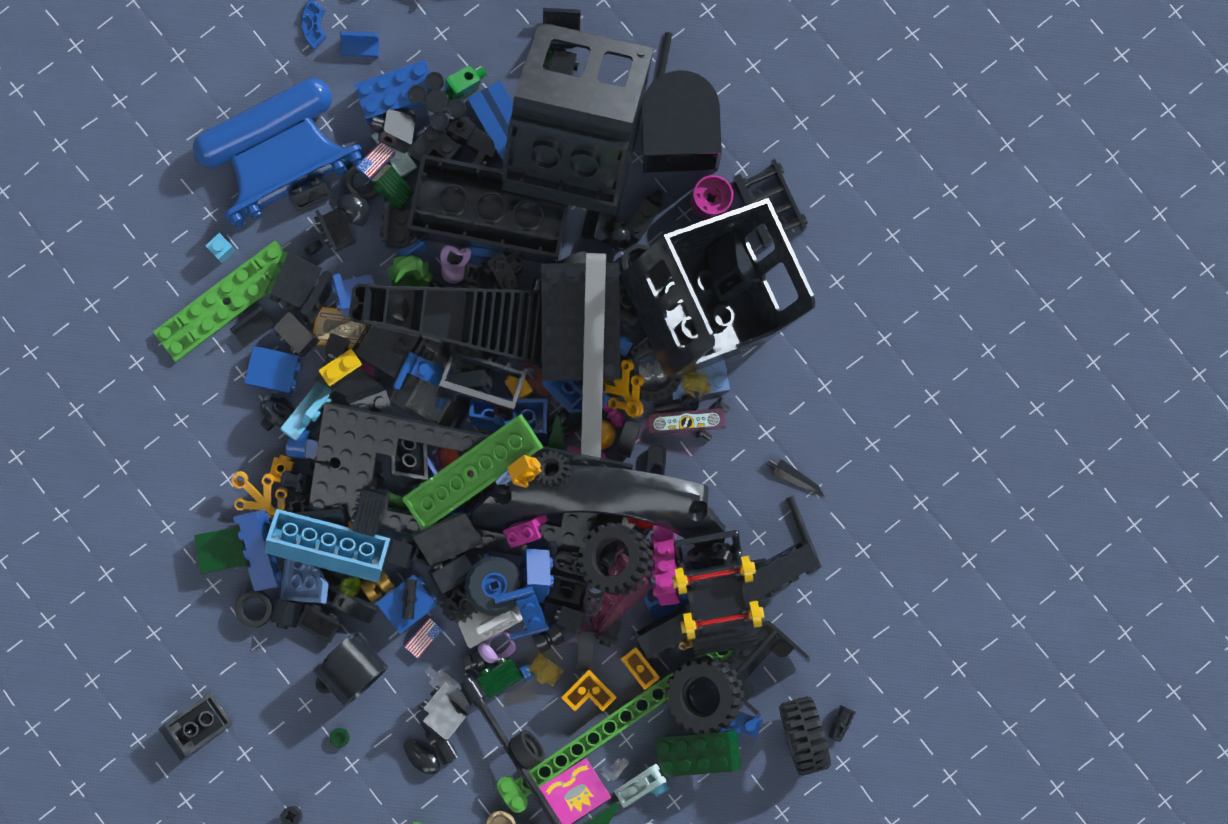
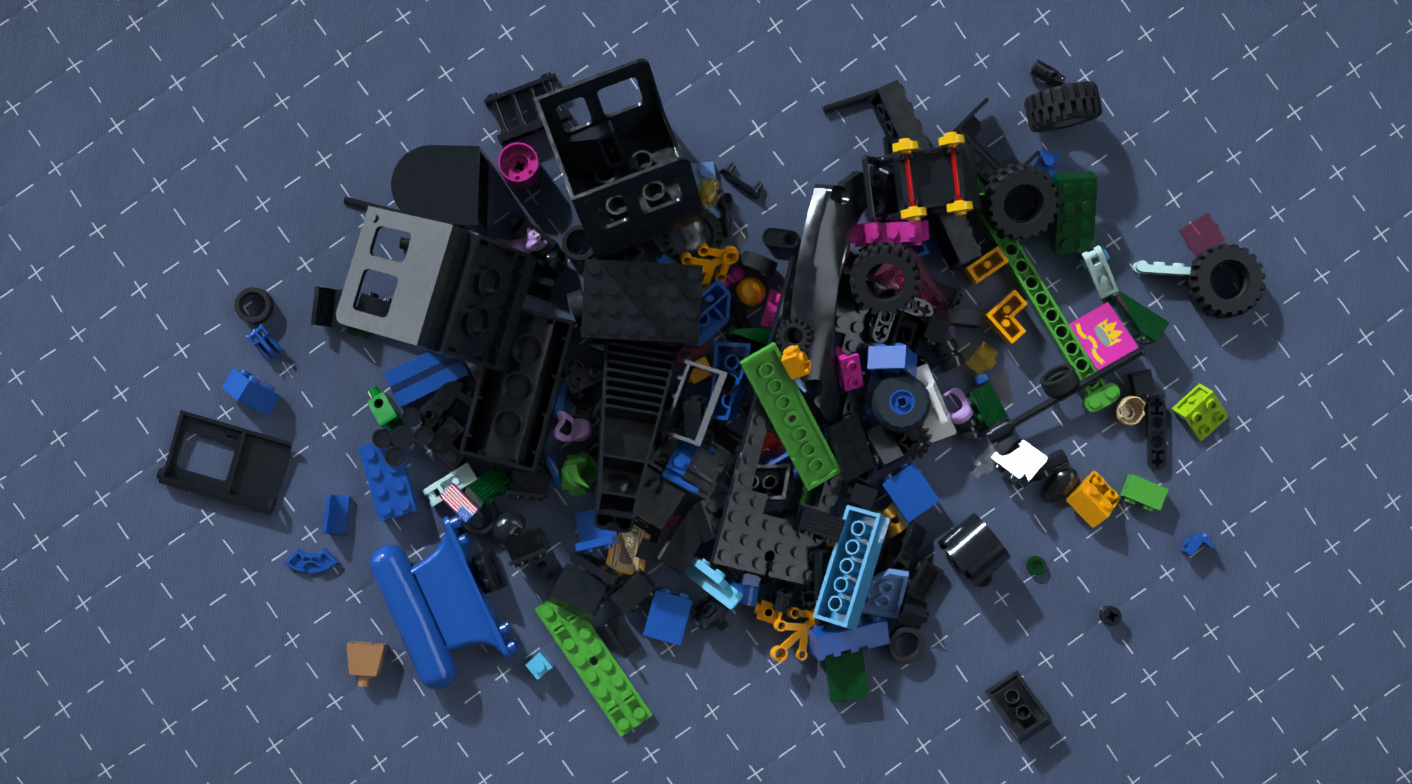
camera: 90 degrees left, 5 degrees up
(219, 80) = (365, 660): none -> medium nougat torso
(340, 367) = (674, 546): yellow brick -> none
(350, 586) = (891, 547): clear neon green tile -> none
(395, 129) = (429, 481): torso -> none
(409, 599) = (907, 488): black pin -> none
(409, 792) = (1093, 499): none -> light orange slope
(423, 638) = (943, 478): tile -> none
(529, 609) = (928, 368): blue plate -> none
(593, 354) = (677, 288): light grey beam -> none
(618, 766) = (1080, 292): clear bracket -> none
(630, 206) = (529, 243): none -> lavender animal
(687, 421) = (744, 204): tile -> none
(790, 474) = (799, 109): black bar -> none

